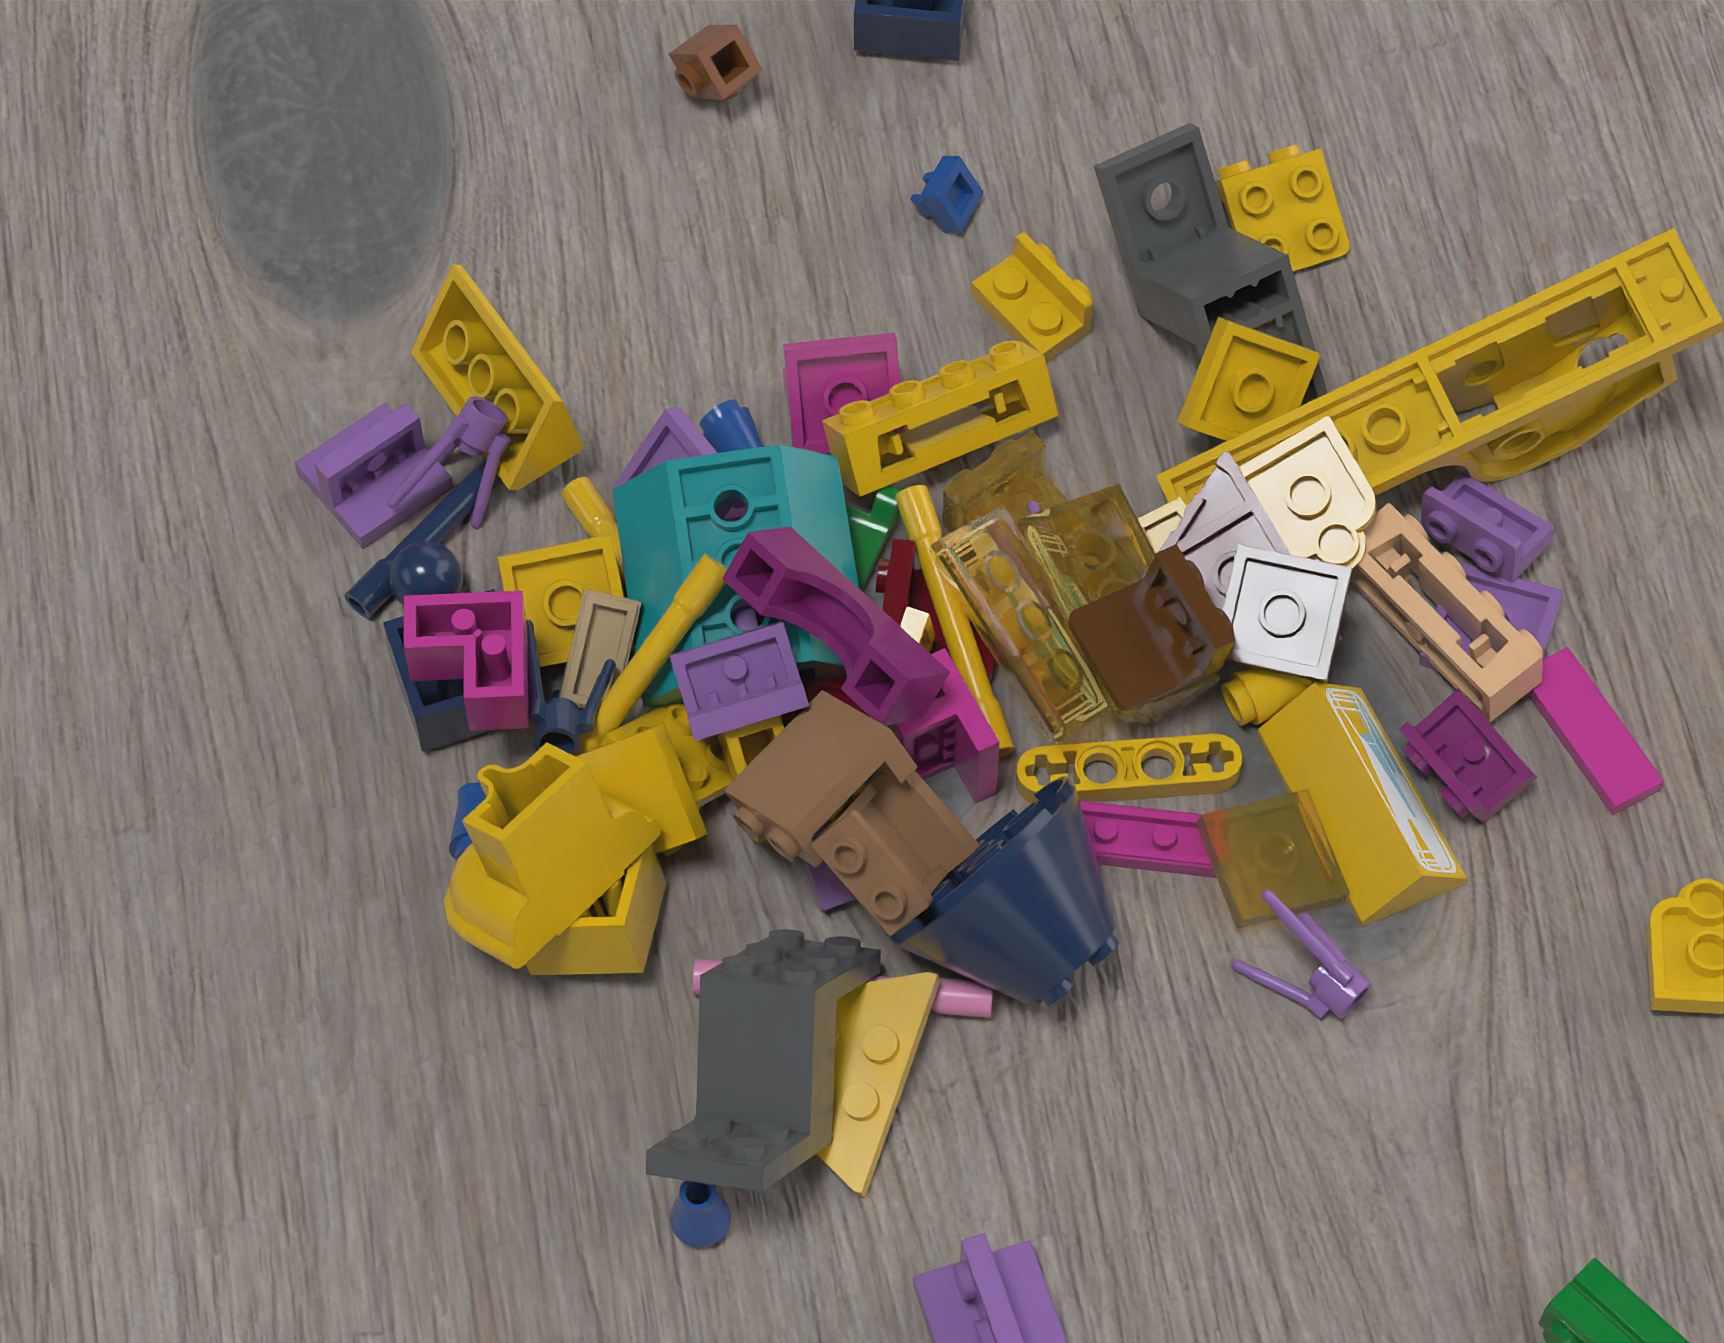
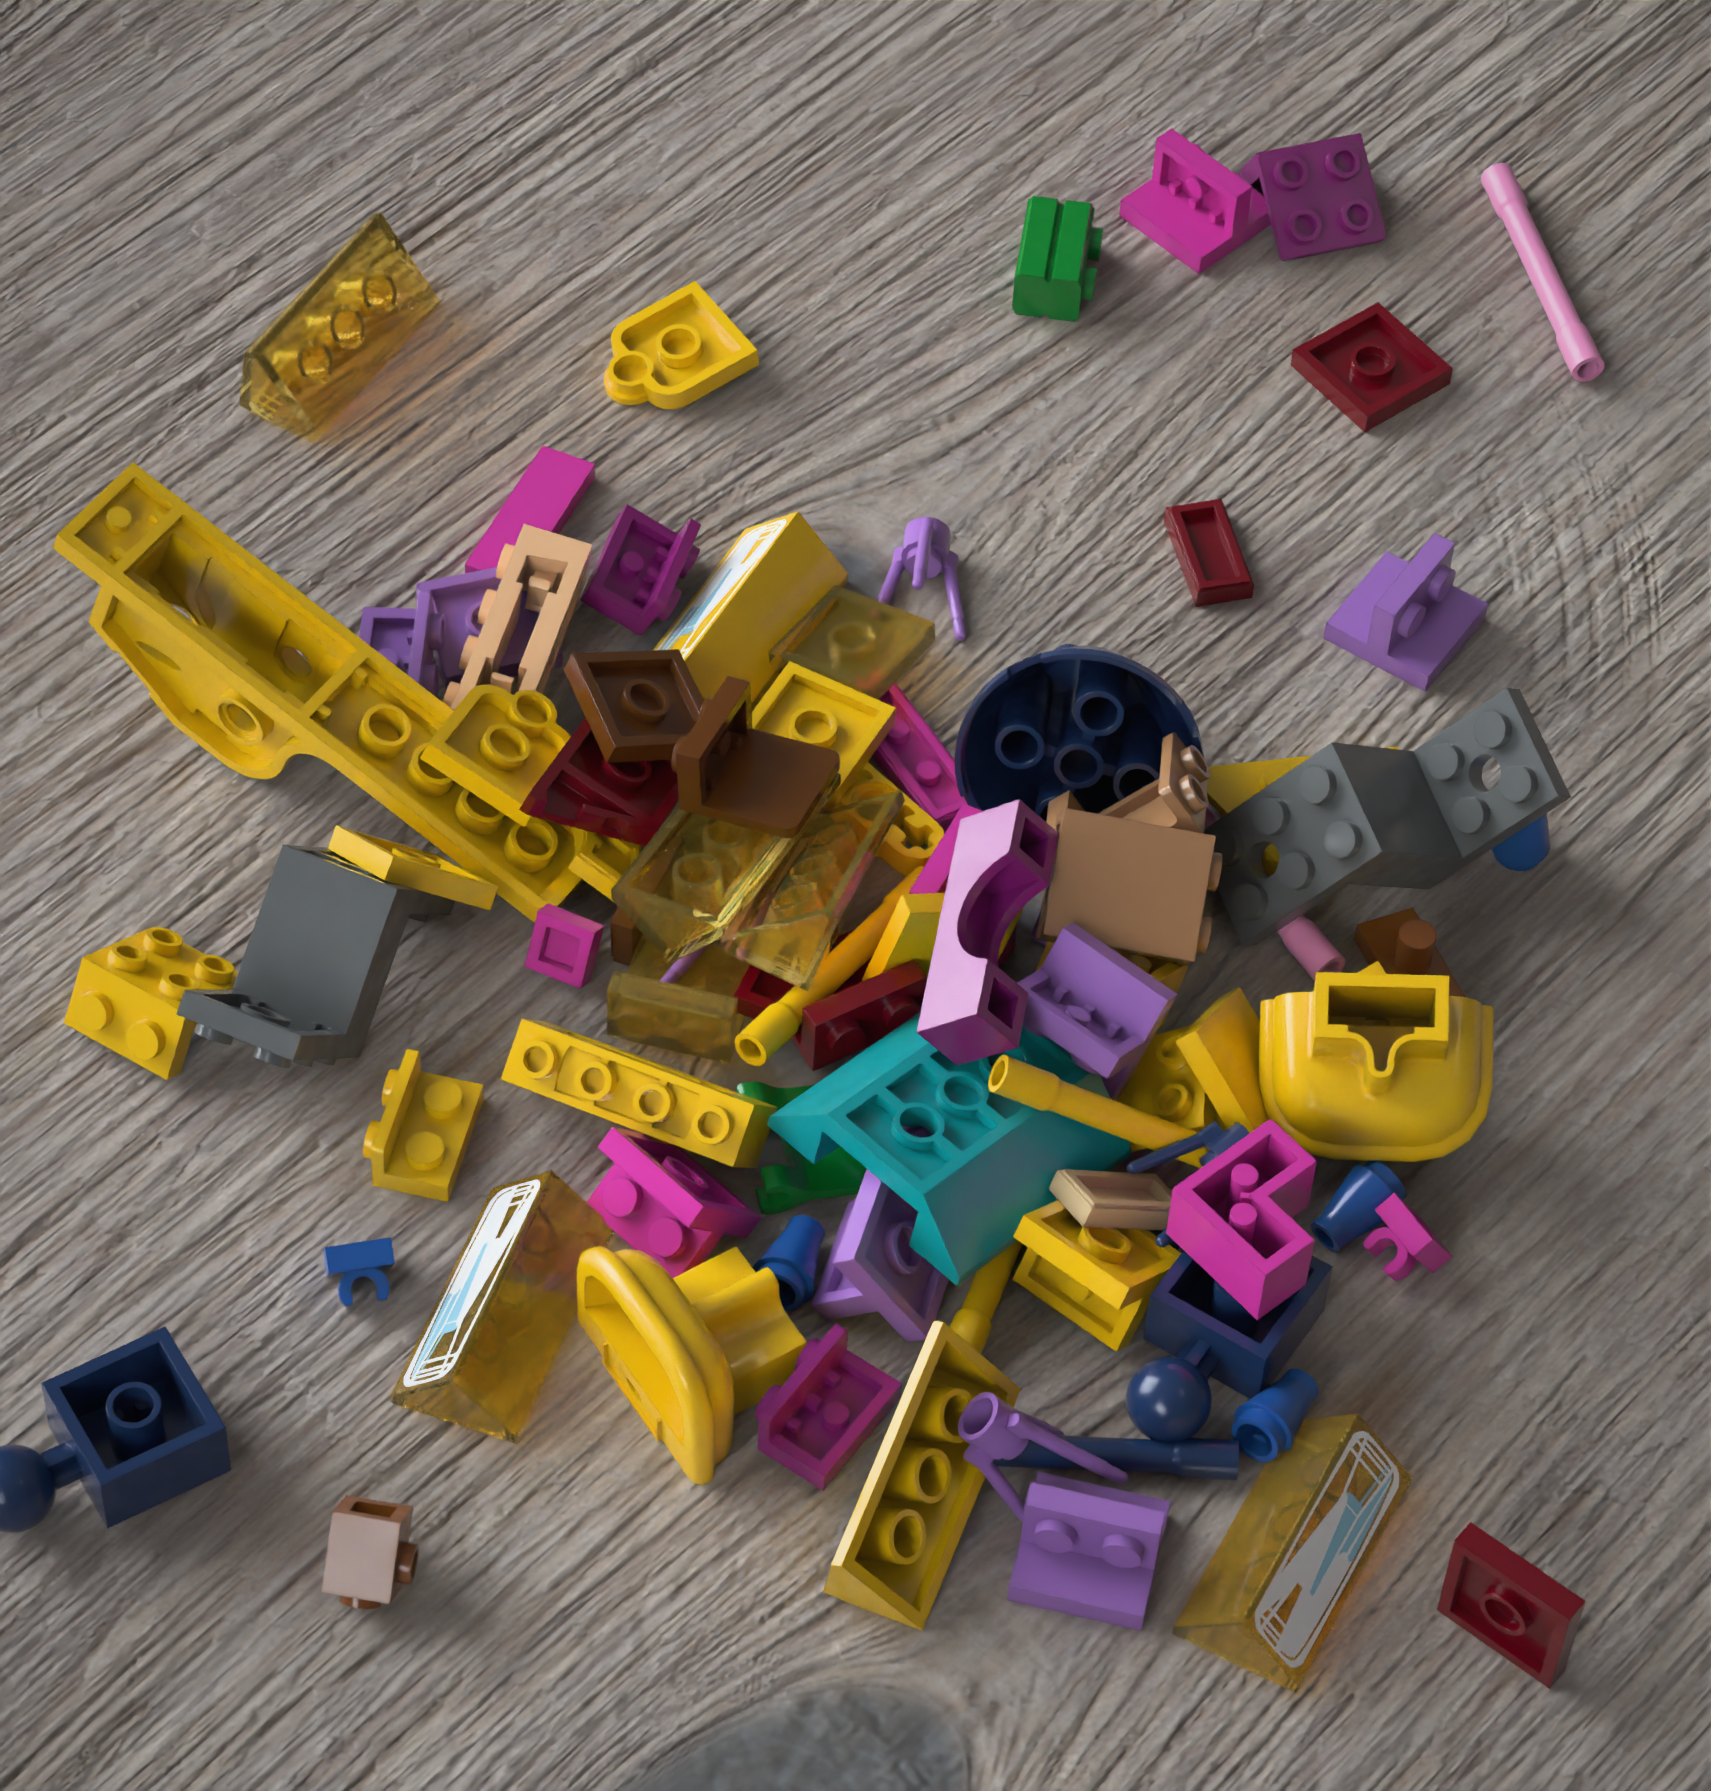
camera: 130 degrees left, 10 degrees down
(87, 649) = (1510, 1605): none -> dark red tile
(262, 590) = (1296, 1550): none -> clear yellow slope
(364, 647) = (1274, 1416): none -> blue cone
(420, 840) = (1411, 1237): none -> dark pink tile
(602, 382) = (824, 1409): none -> magenta bracket
(644, 1038) = (1404, 946): none -> dark orange tile
(715, 313) = (687, 1344): none -> yellow piece
(844, 256) = (503, 1308): none -> clear yellow slope
(1129, 473) = (564, 946): none -> dark pink tile
(1183, 1219) = (1208, 552): none -> dark red tile
(1195, 756) = (825, 715): none -> yellow tile

